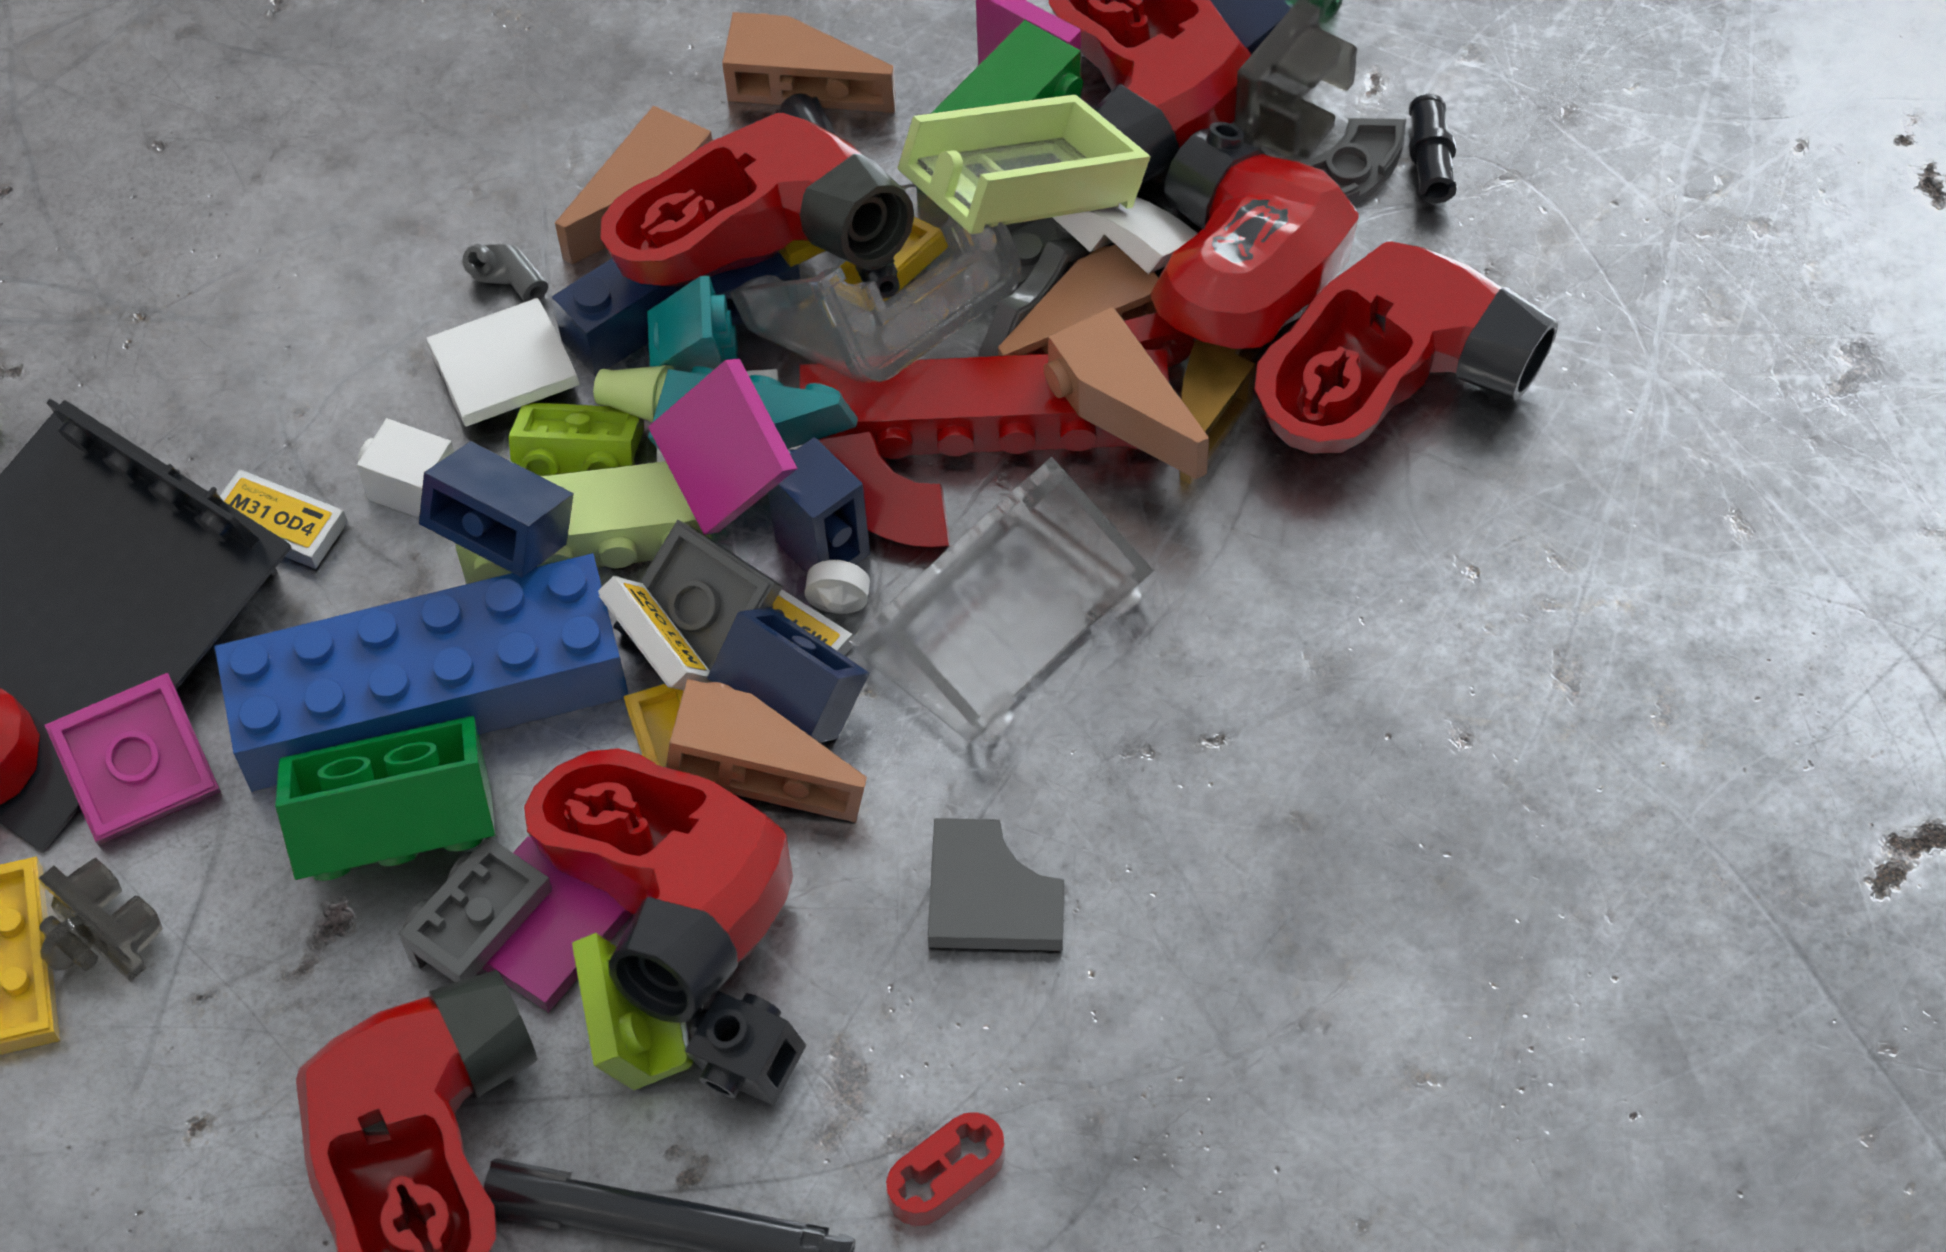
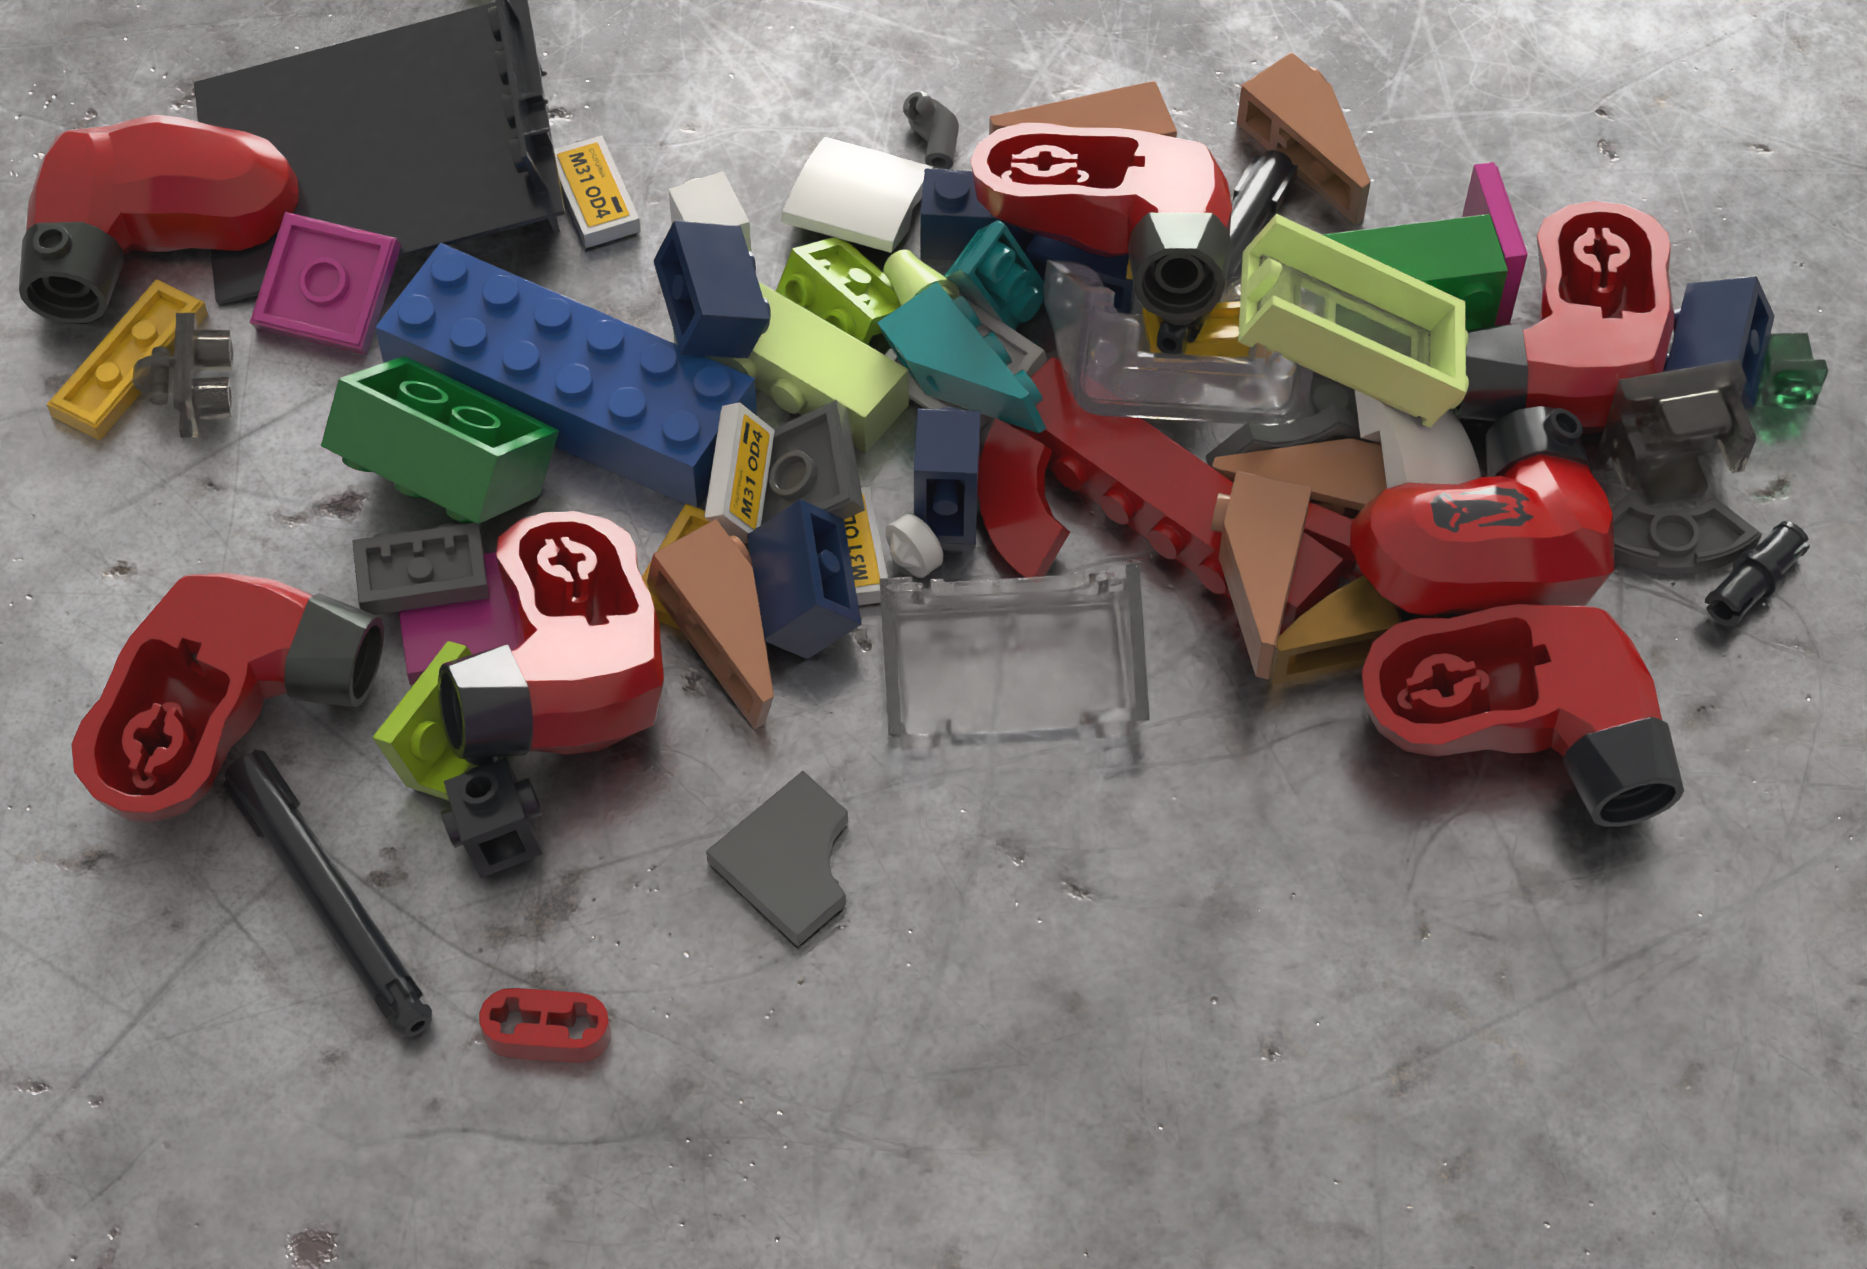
camera: 40 degrees right, 0 degrees up
(722, 446) = (904, 365): dark pink tile -> none

